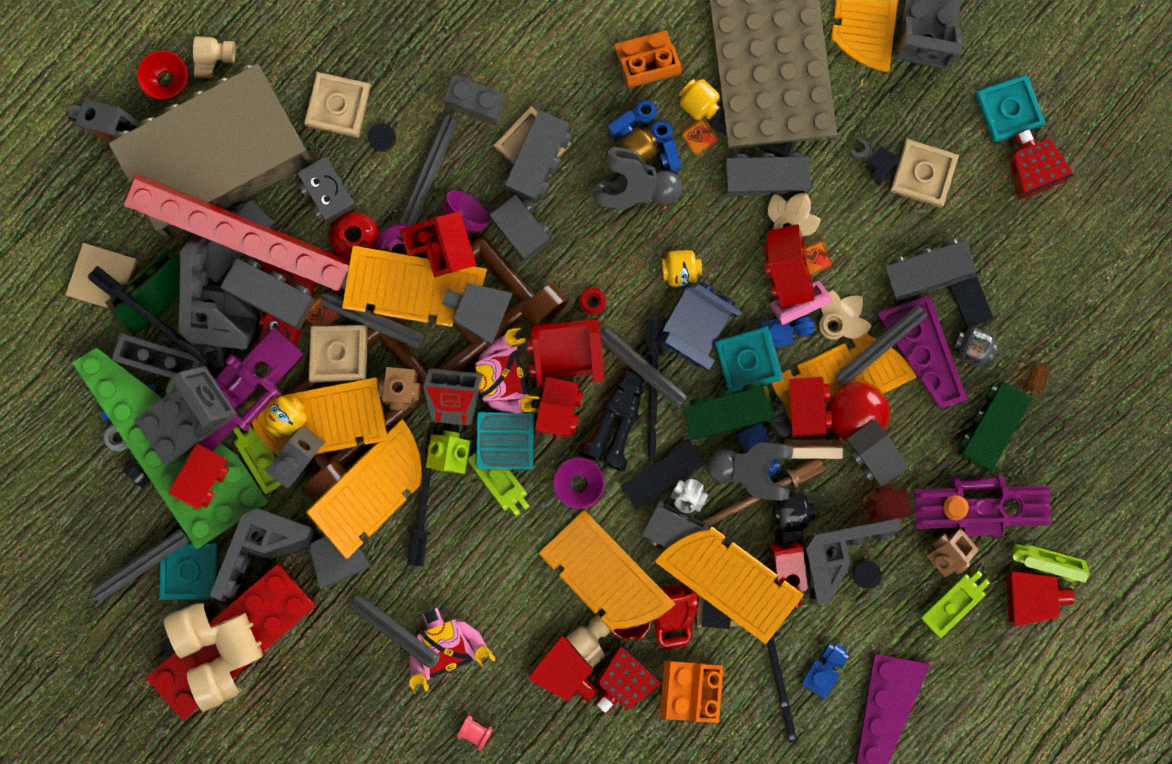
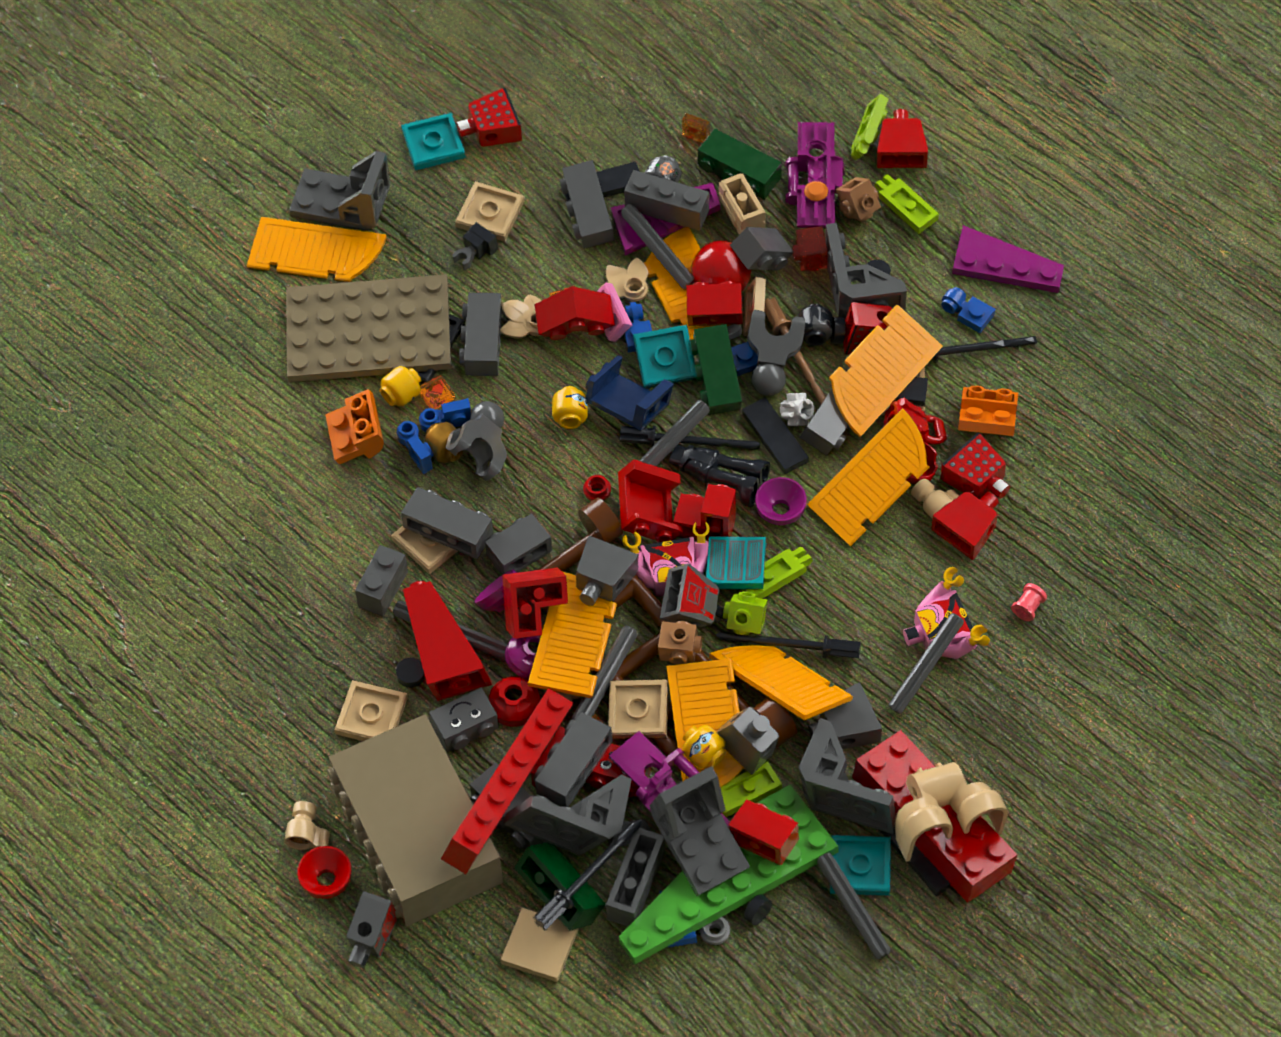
camera: 80 degrees left, 25 degrees down
(395, 161) = (445, 652): none -> red slope
(933, 351) = (667, 200): none -> dark grey brick
(936, 431) = (741, 203): none -> tan brick

